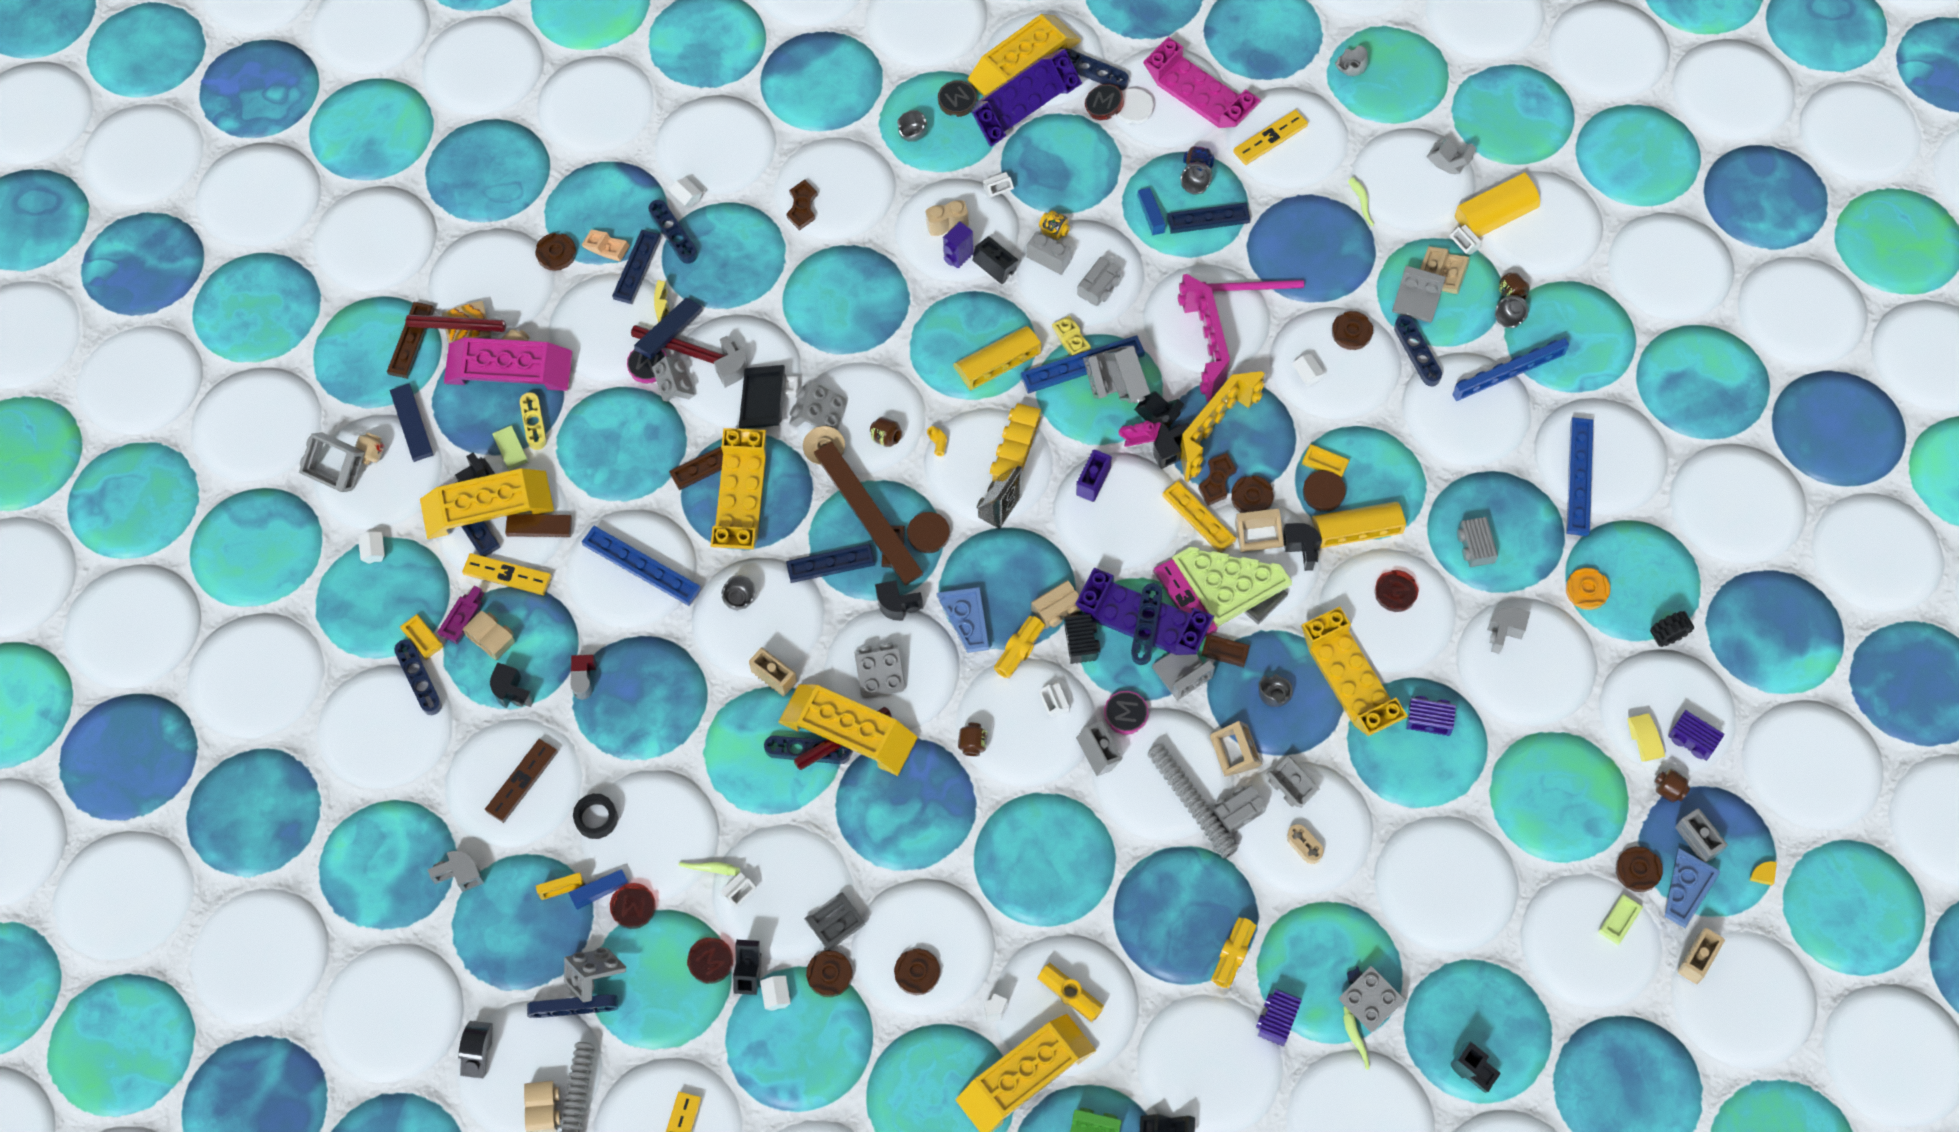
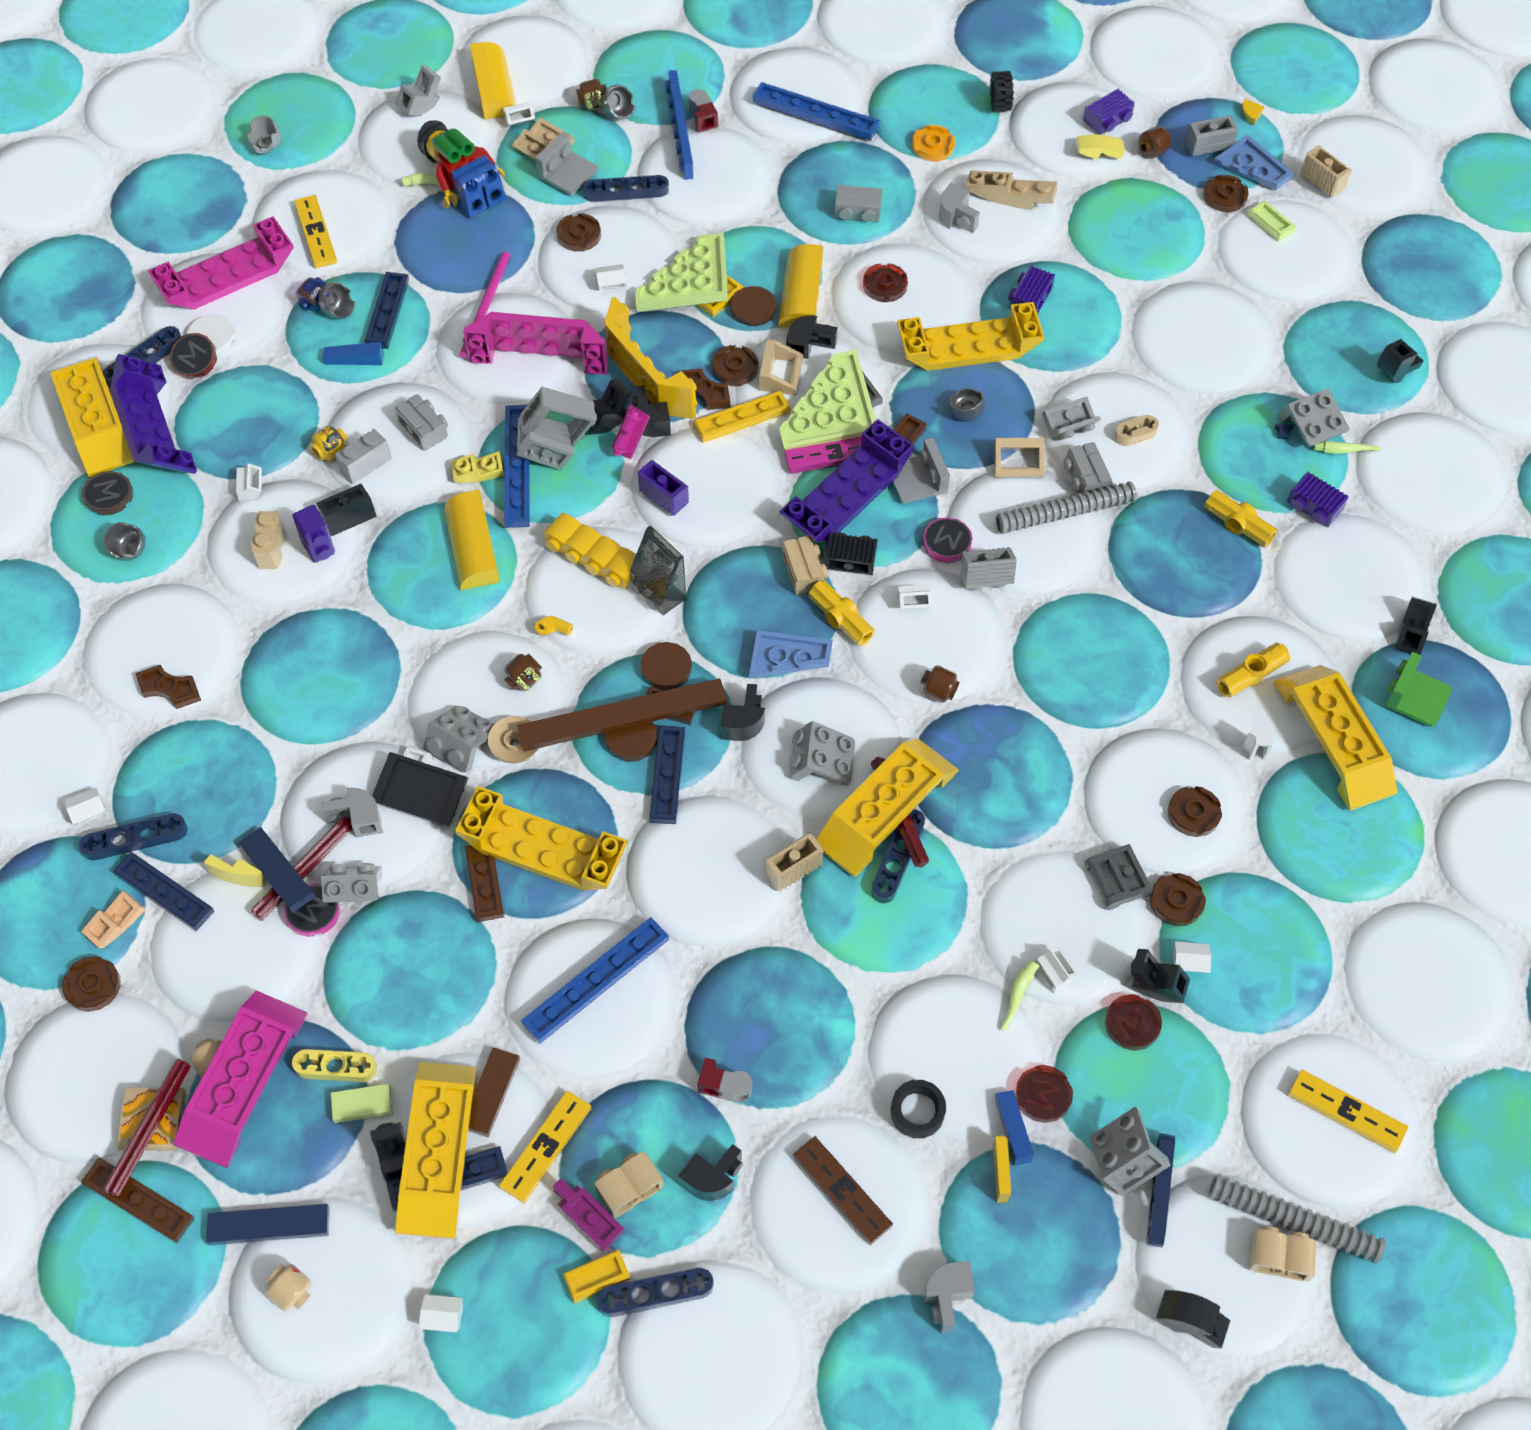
camera: 75 degrees left, 5 degrees down
(349, 469) = (310, 1357): light grey window -> none
(738, 592) = (676, 875): flat silver hair -> none
(850, 529) = (632, 742): none -> reddish brown tile
(1144, 623) = (863, 480): dark blue beam -> none
(1331, 433) = (692, 279): none -> yellowish green plate
(1375, 215) = (461, 168): none -> piece
(1536, 384) = (705, 112): none -> dark red leg
(1551, 668) = (1005, 190): none -> tan slope

